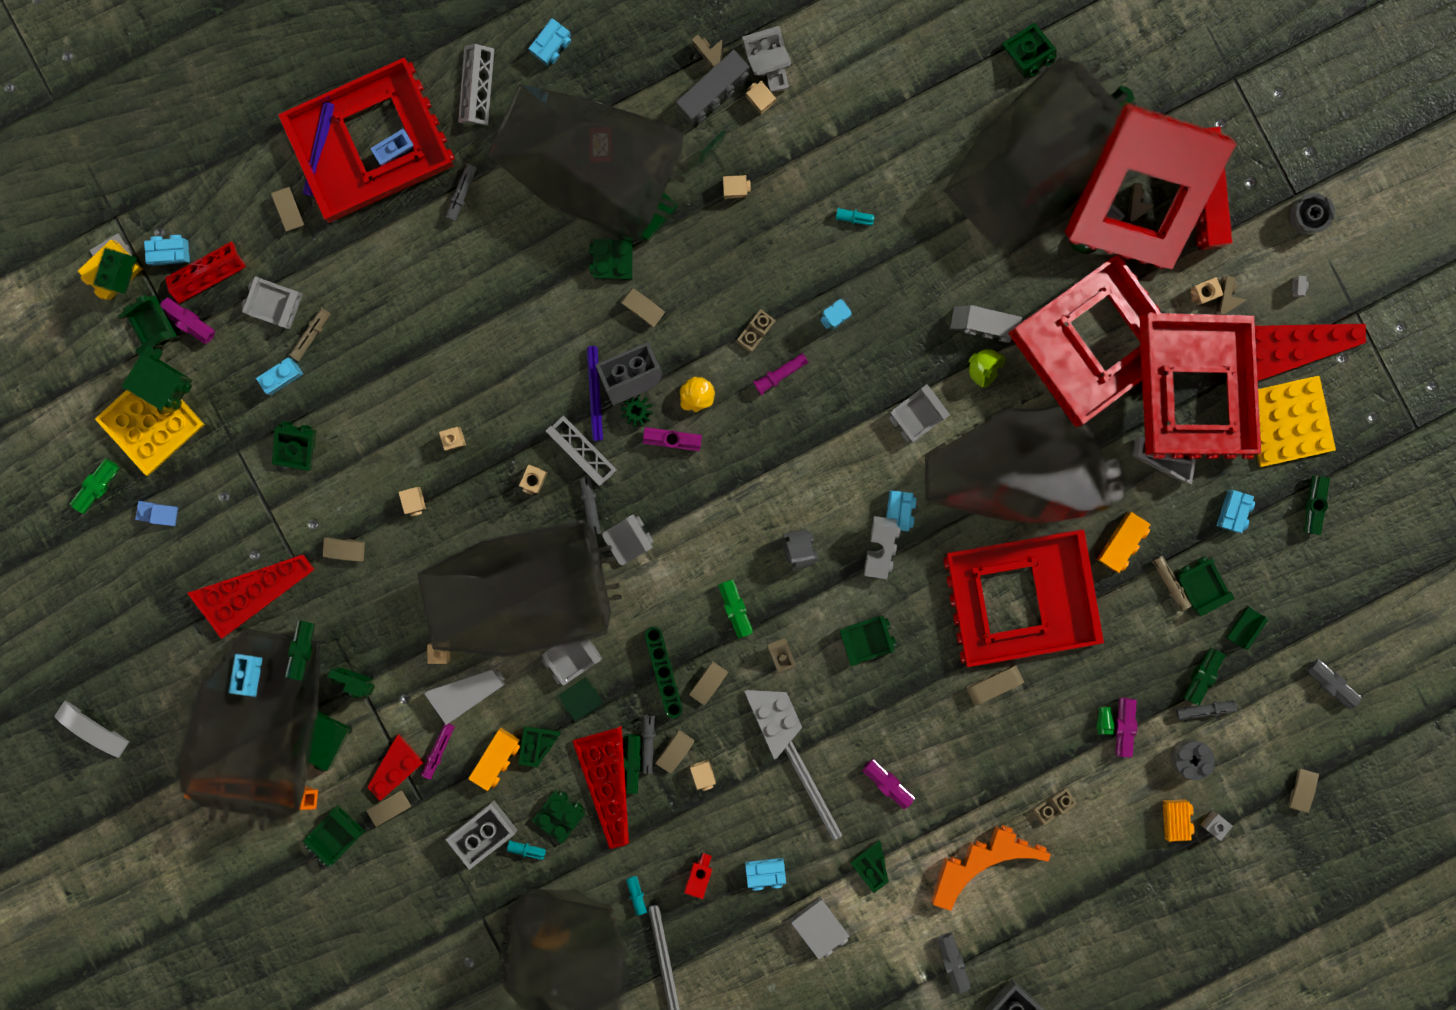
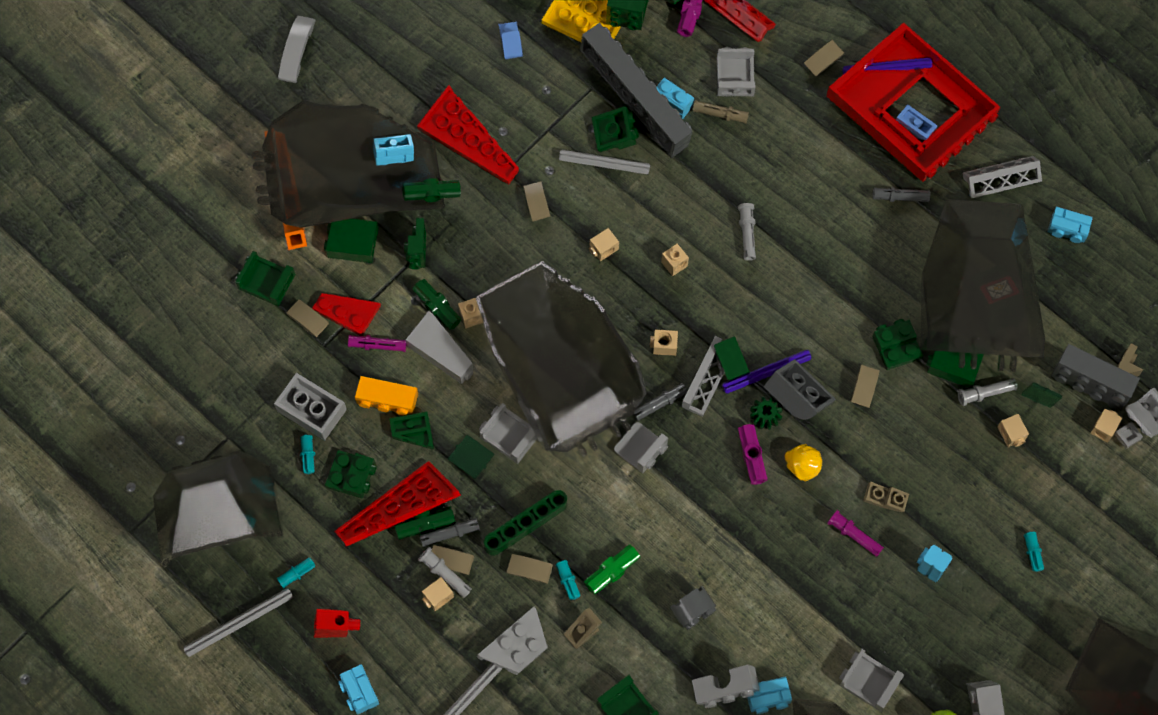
camera: 70 degrees right, 20 degrees down
(259, 412) = (636, 90): none -> dark grey brick
(323, 468) = (602, 161): none -> light grey axle
(418, 681) = (436, 304): none -> dark green piece
(439, 354) = (747, 223): none -> light grey pin
(573, 423) = (731, 358): none -> dark green panel
(679, 766) = (438, 567): none -> light grey pin
(687, 203) = (978, 393): none -> light grey pin
(730, 651) = (568, 580): none -> teal axle

